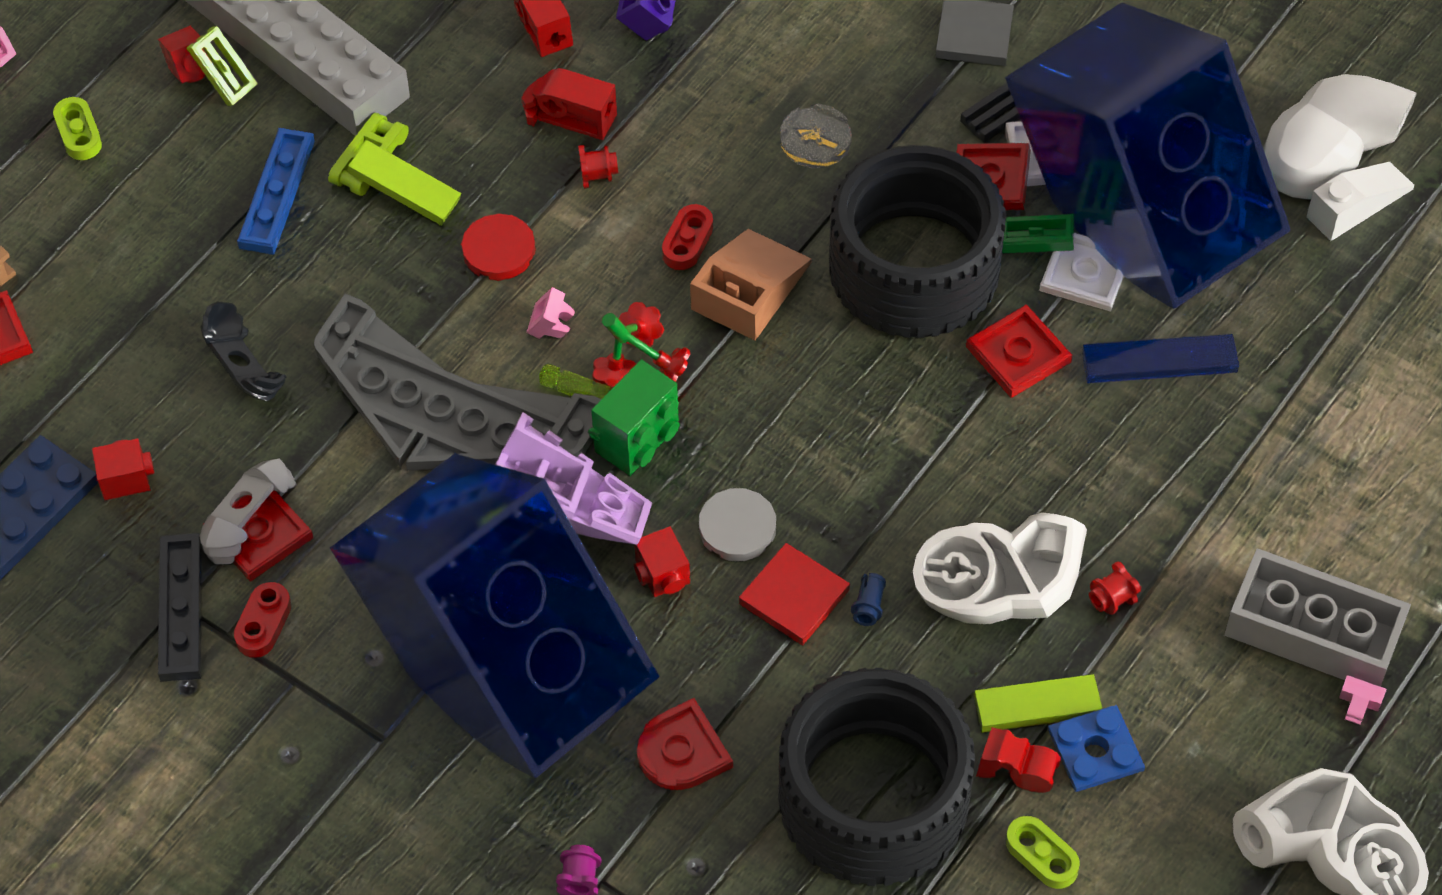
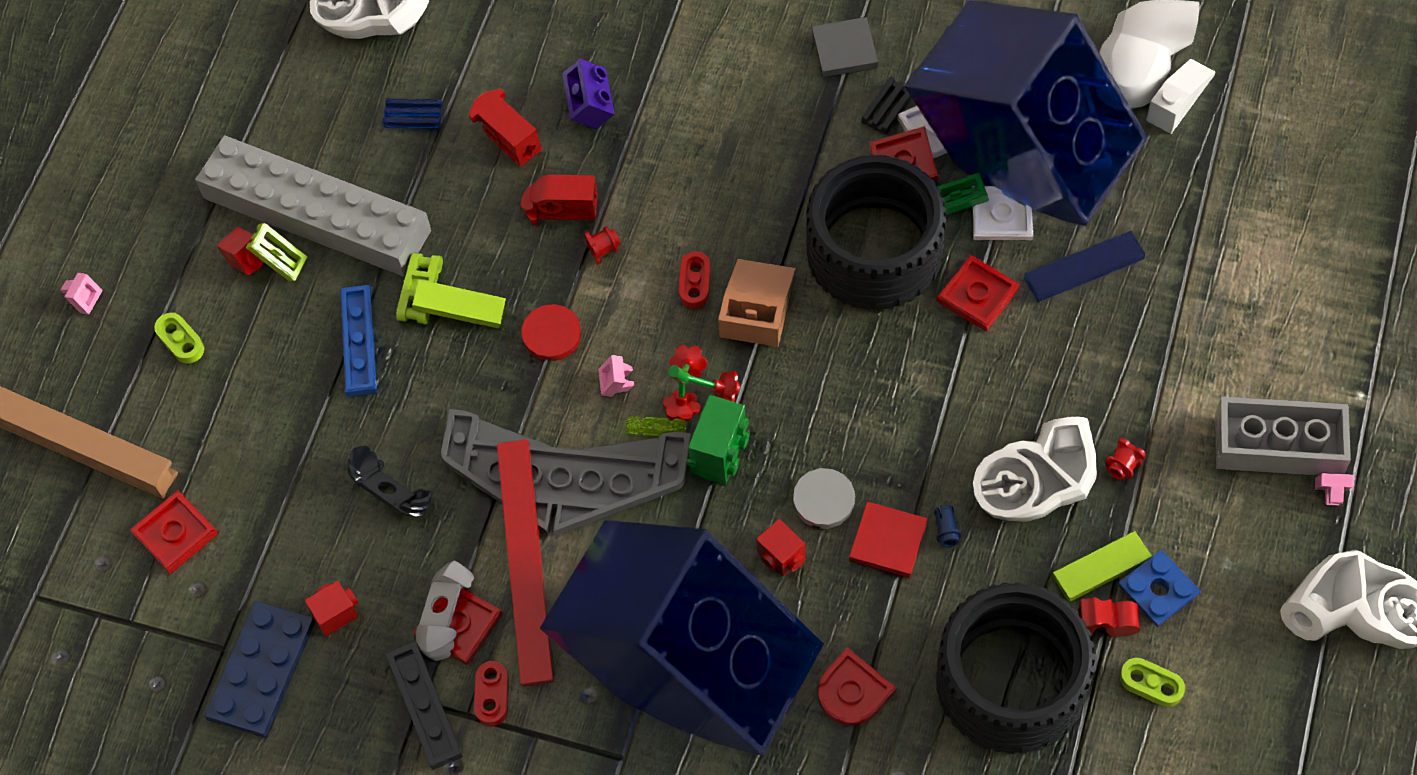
camera: 15 degrees left, 5 degrees up
(359, 481) = (525, 562): none -> red tile
(591, 502) = (666, 503): lavender wedge -> none
(815, 136) = (758, 167): clear tile -> none

